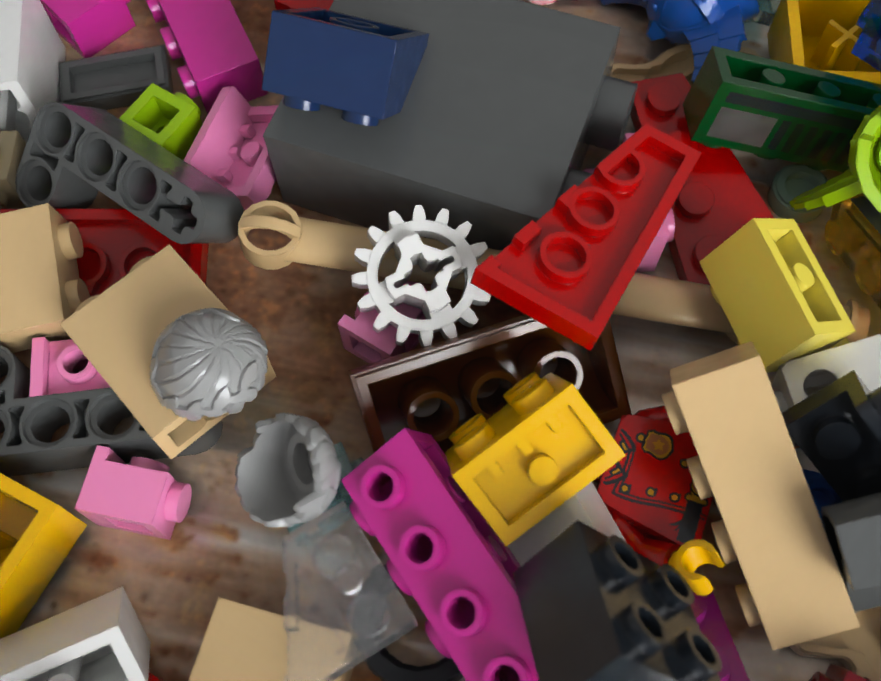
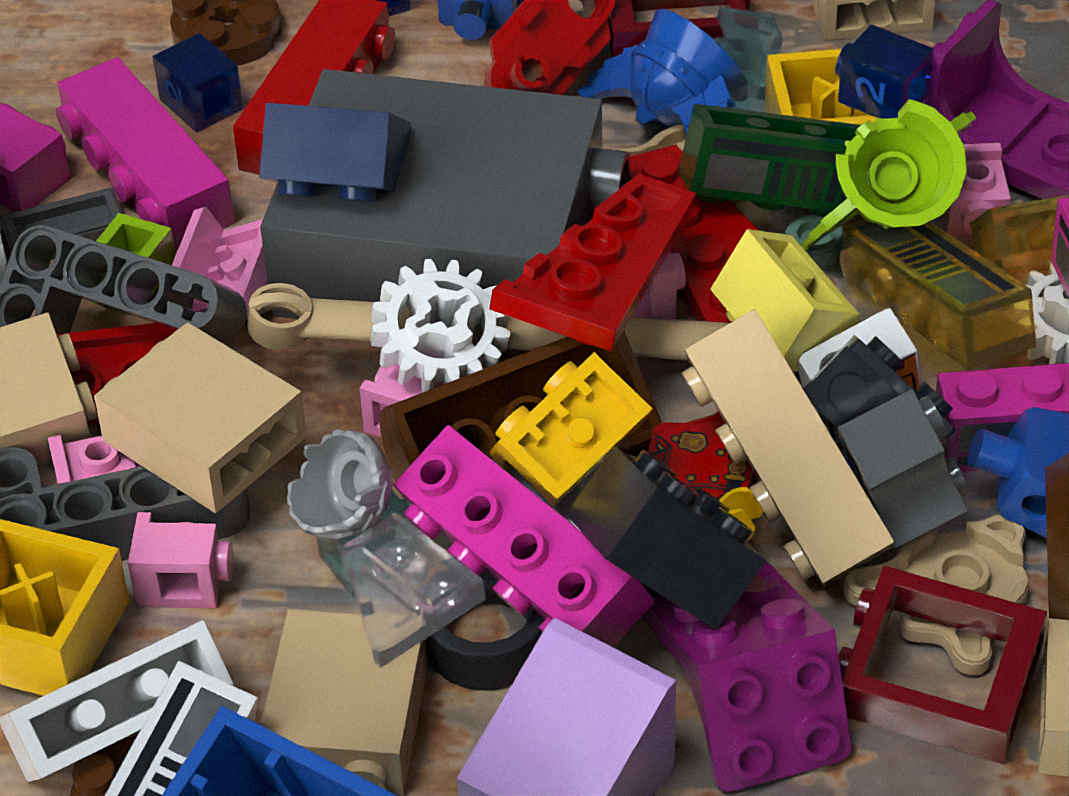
camera: 10 degrees left, 20 degrees down
(208, 364) = (252, 398): light grey hair -> none

